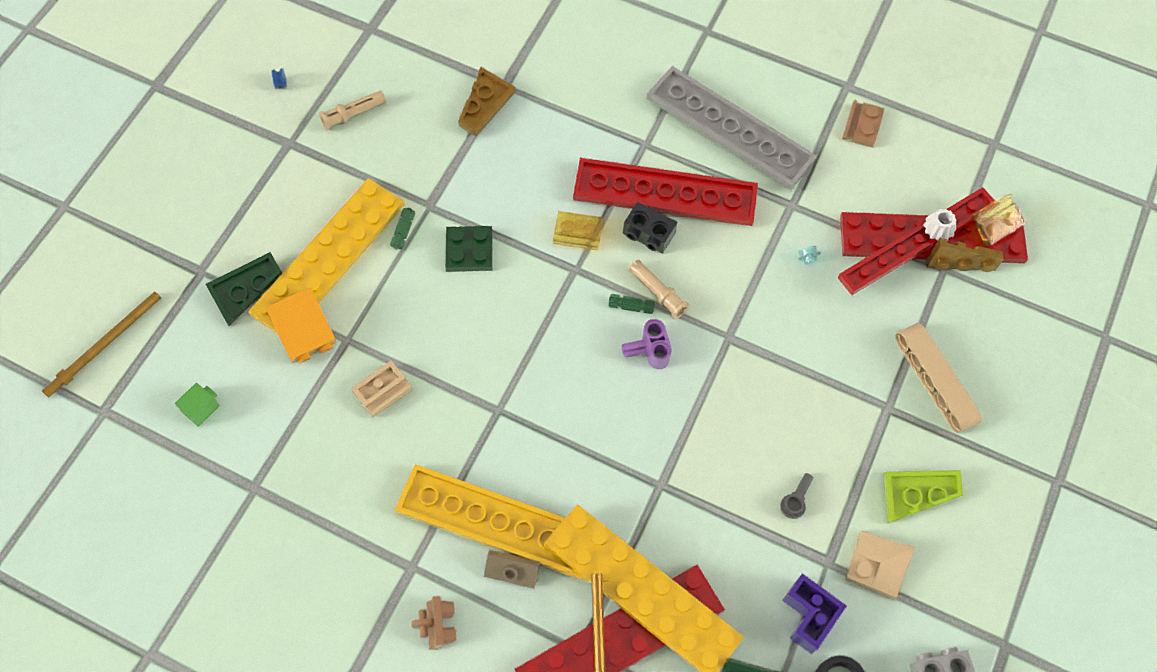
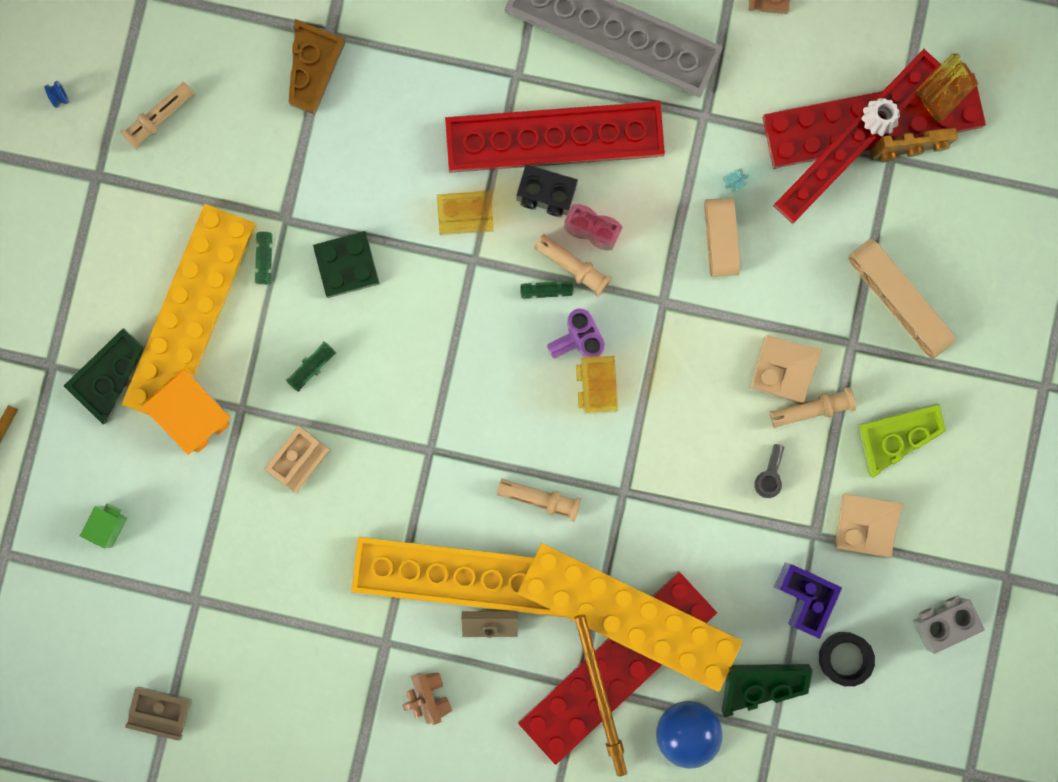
camera: 10 degrees left, 20 degrees up
(186, 577) = (158, 713): none -> dark tan plate
(416, 317) = (311, 366): none -> clear green pin
(594, 475) = (552, 502): none -> tan pin
(658, 386) = (598, 385): none -> clear yellow brick
(678, 259) = (586, 224): none -> clear pink brick
(789, 295) = (722, 237): none -> tan beam
(825, 413) = (785, 369): none -> tan plate
(857, 450) = (825, 405): none -> tan pin

